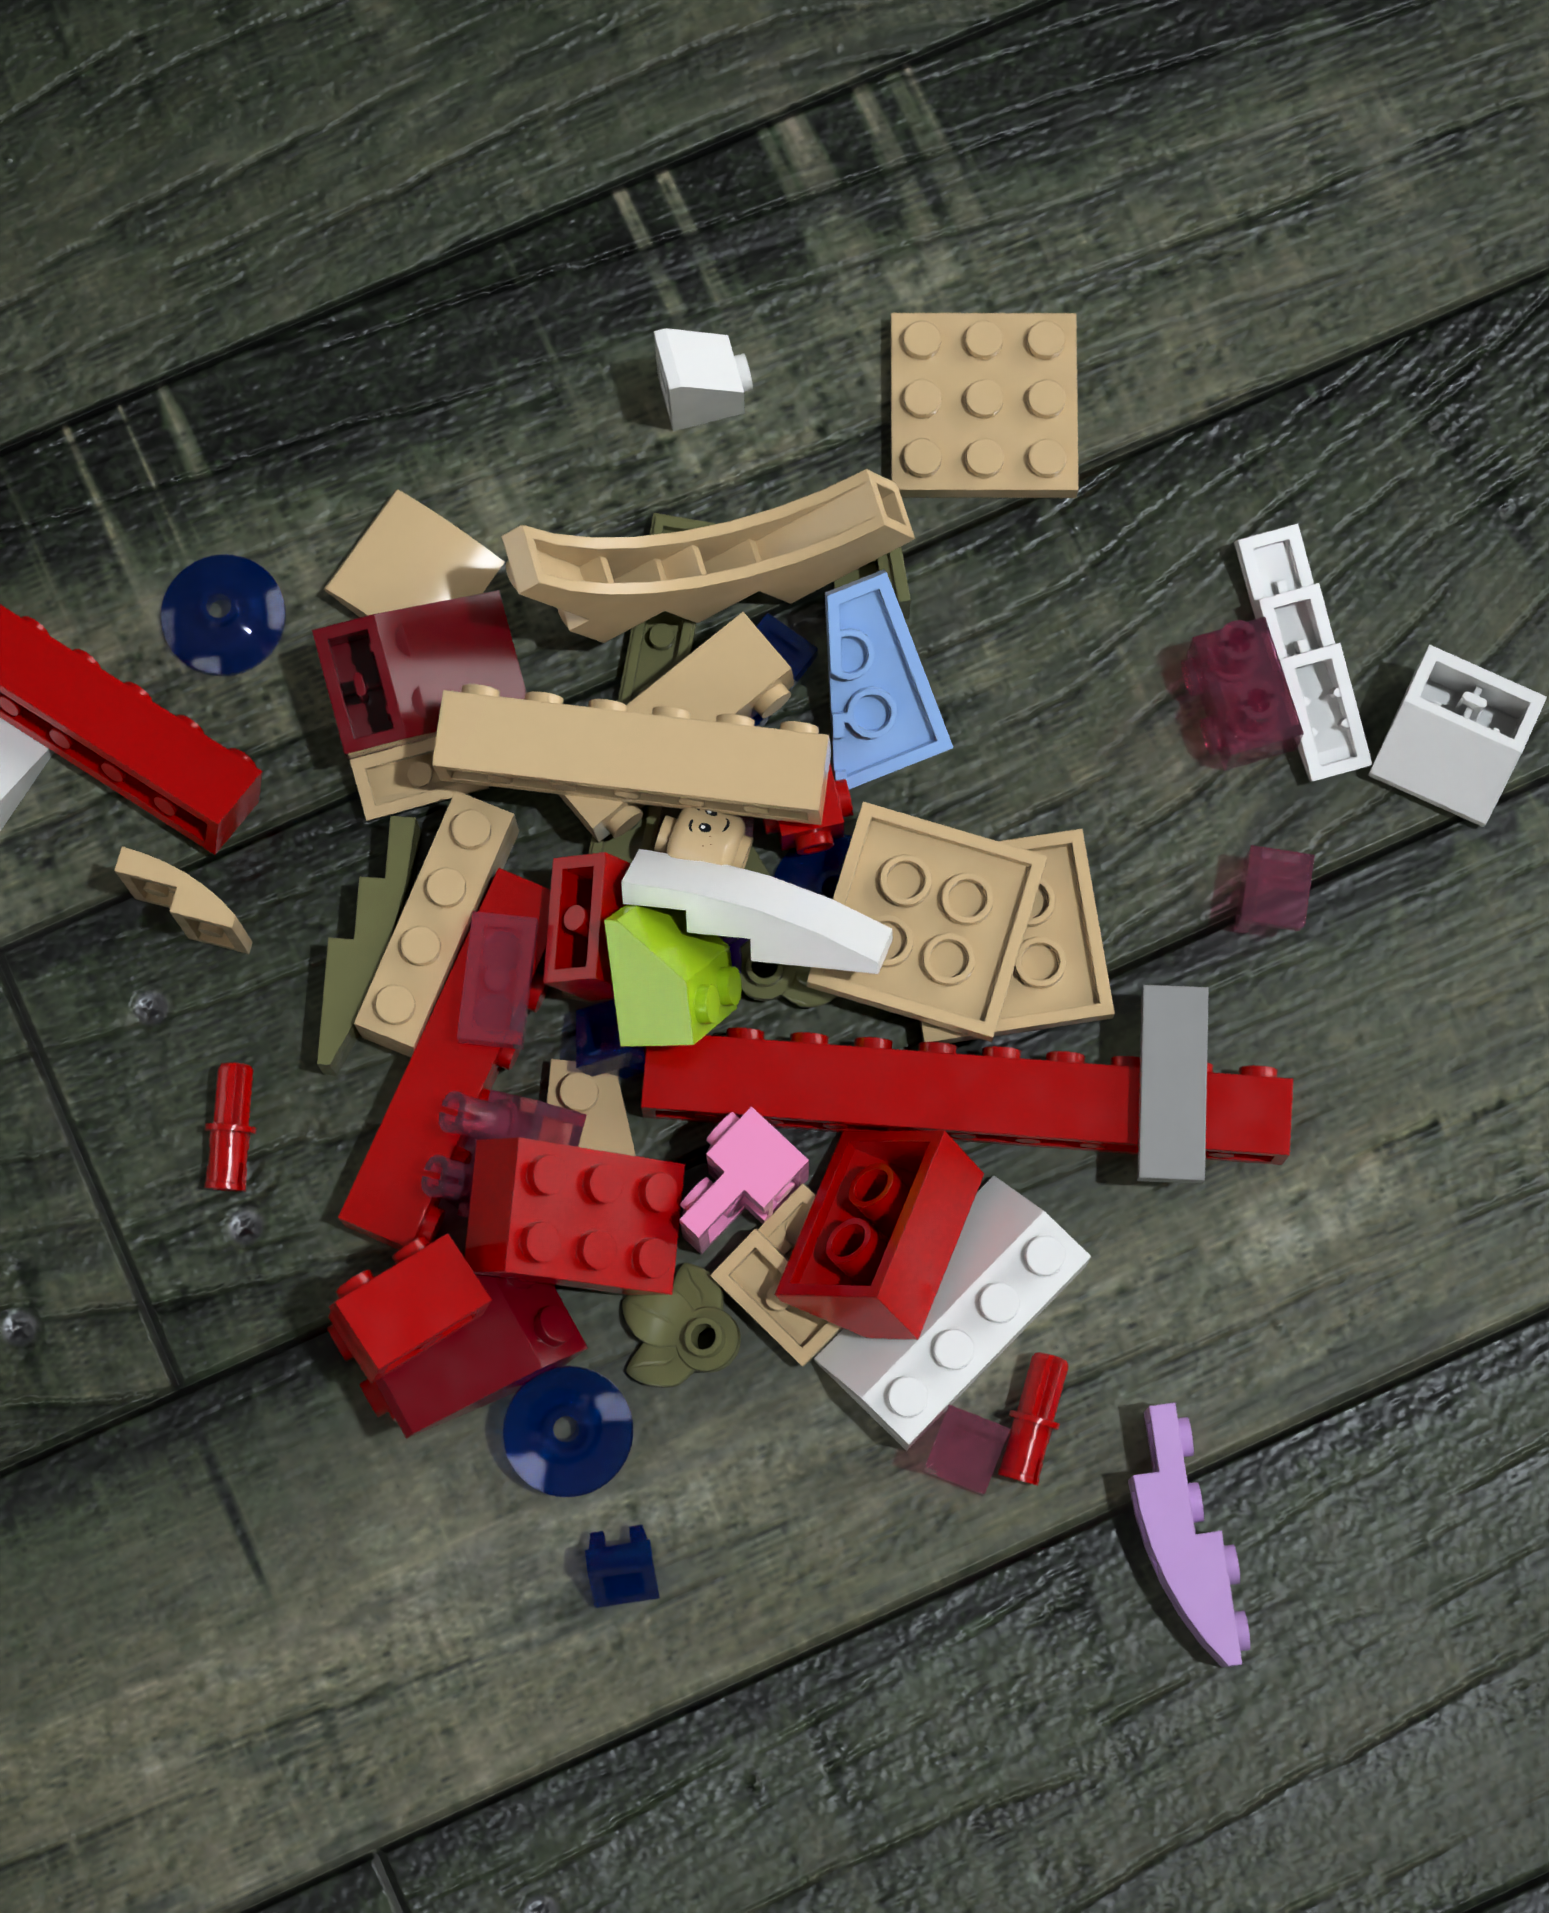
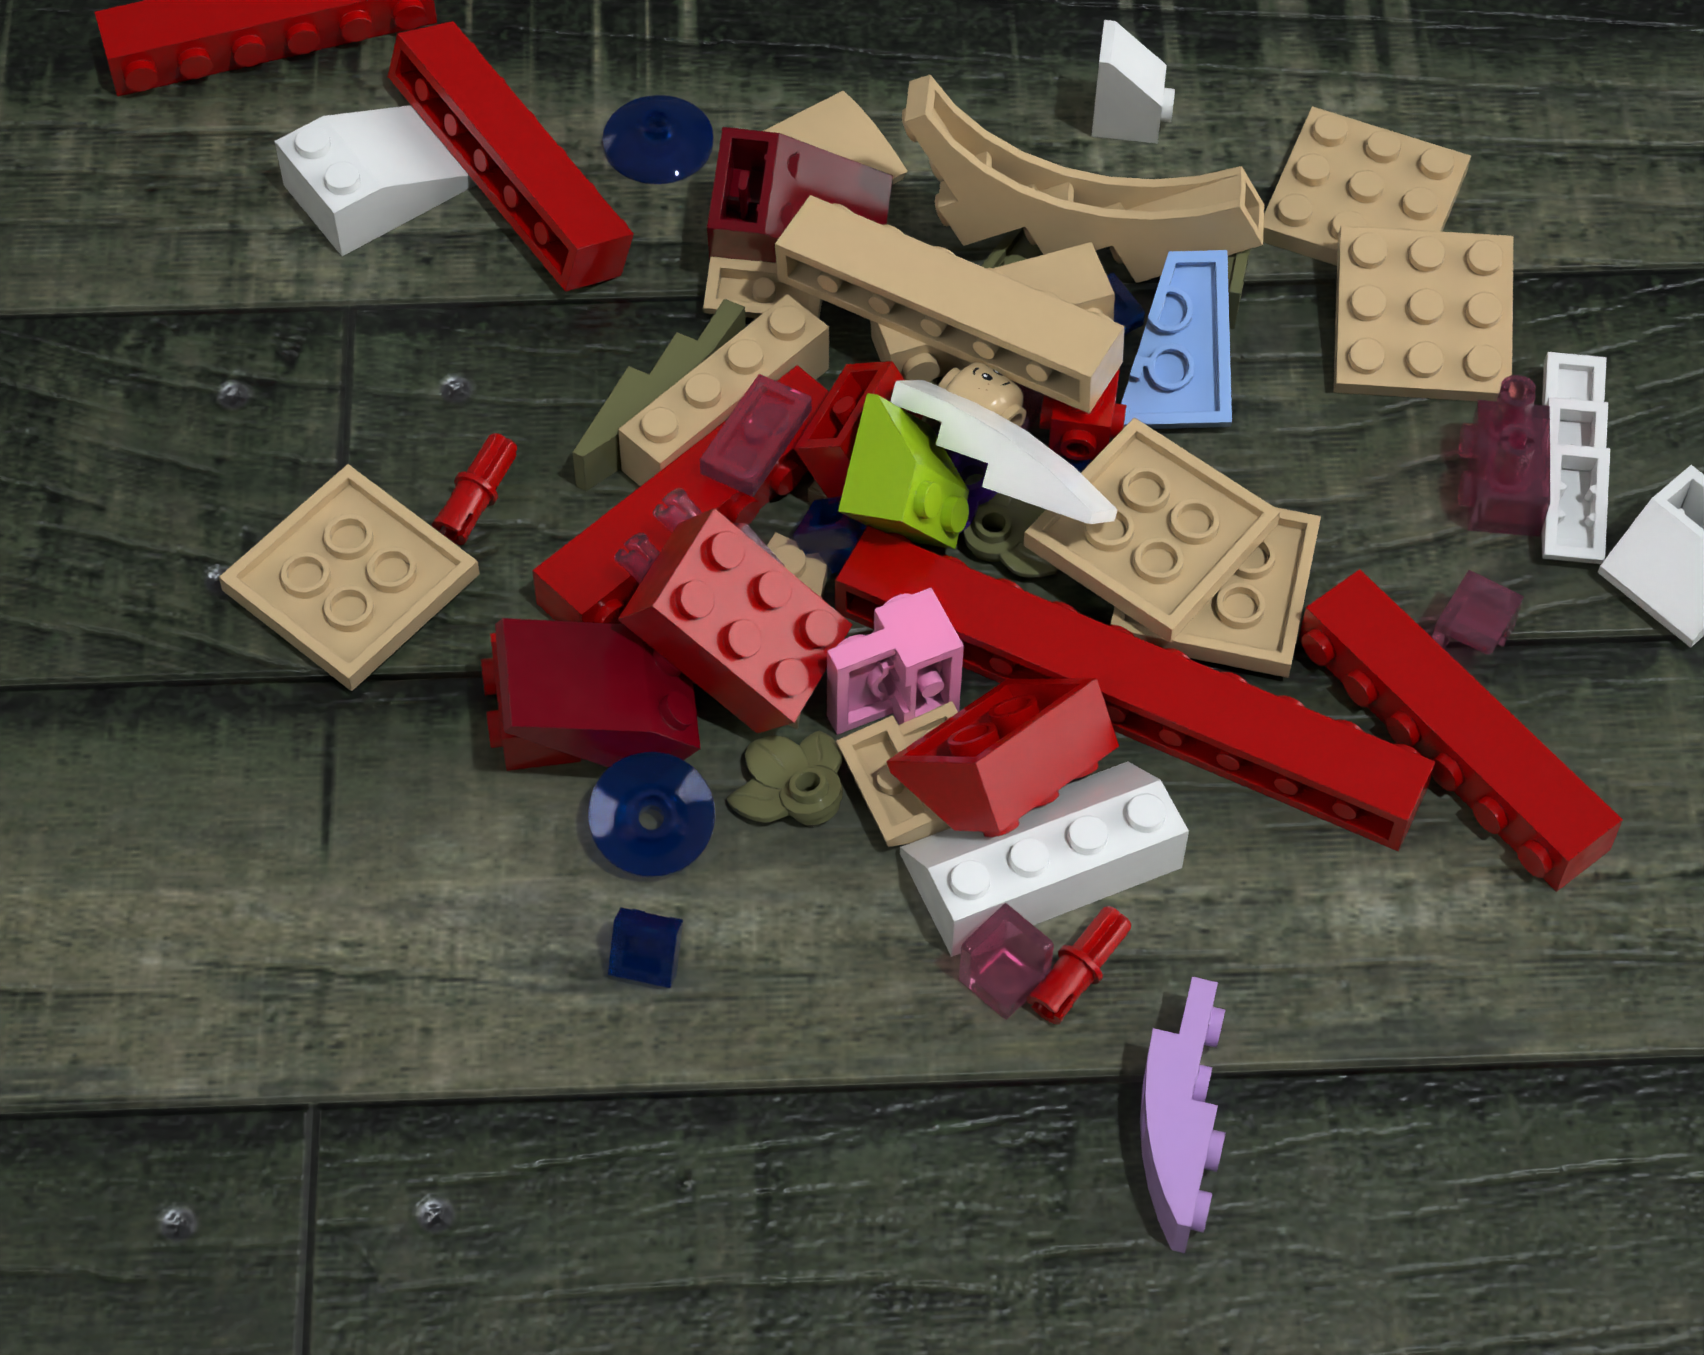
camera: 20 degrees right, 20 degrees down
(150, 1281) = (349, 576): none -> tan plate
(190, 903) = (522, 297): tan slope -> none
(408, 1305) = (556, 620): red brick -> none
(1097, 538) = (1423, 313): none -> tan plate
(1173, 1084) = (1321, 722): light grey tile -> none
(1300, 1021) = (1452, 719): none -> red brick

